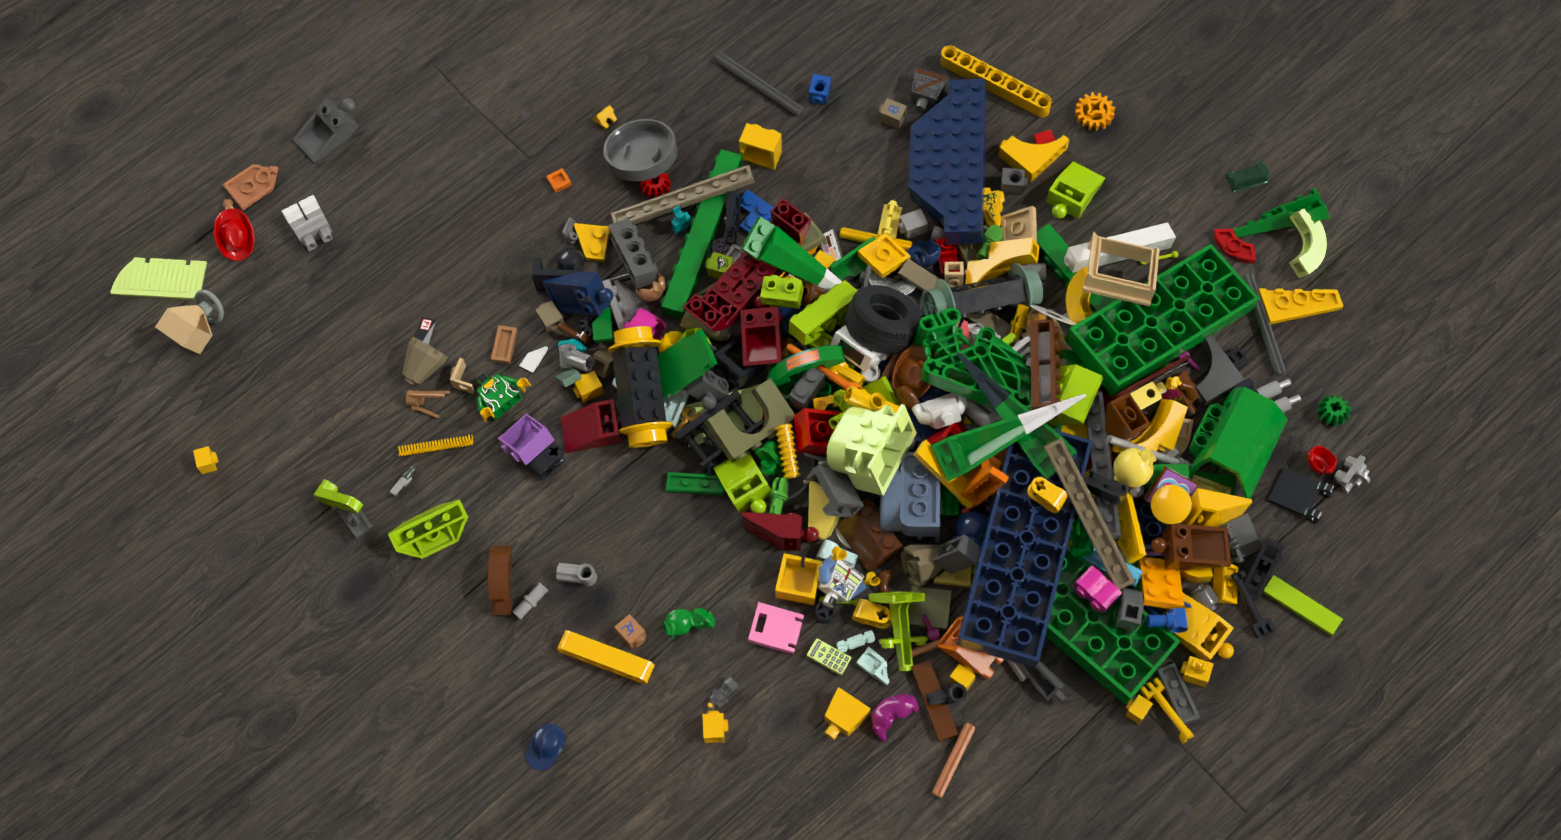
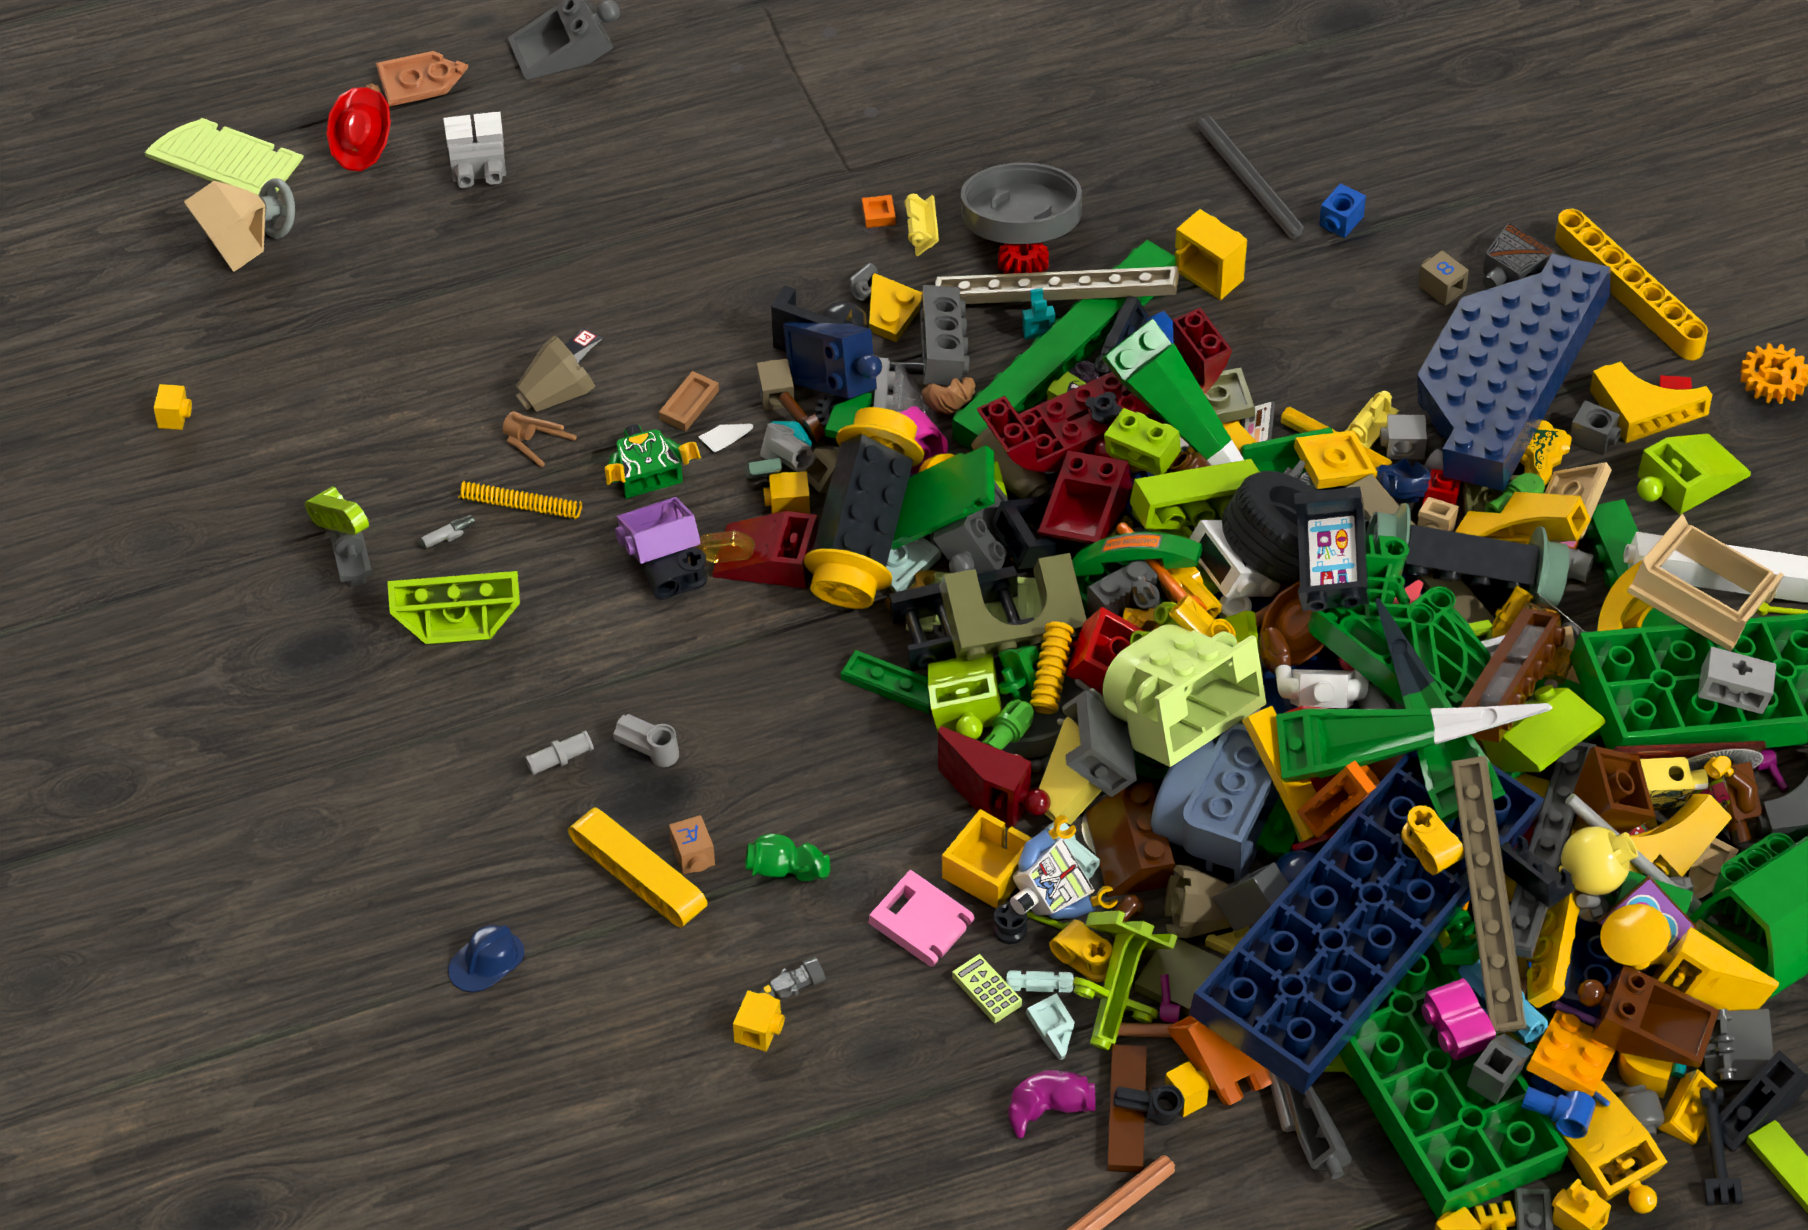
camera: 20 degrees right, 15 degrees down
(456, 374) = (596, 417): tan bracket -> none
(499, 579) = (527, 694): reddish brown arch -> none
(569, 436) = (726, 546): none -> clear yellow tile
(588, 180) = (922, 222): none -> light yellow hinge
(603, 115) = (988, 143): yellow tile -> none
(751, 284) = (1103, 408): none -> black plate
(824, 389) = (1145, 594): none -> dark grey axle
(844, 714) = (973, 1074): yellow torso -> none
(922, 333) = (1332, 549): none -> black panel
(1162, 325) = (1737, 680): none -> light grey brick

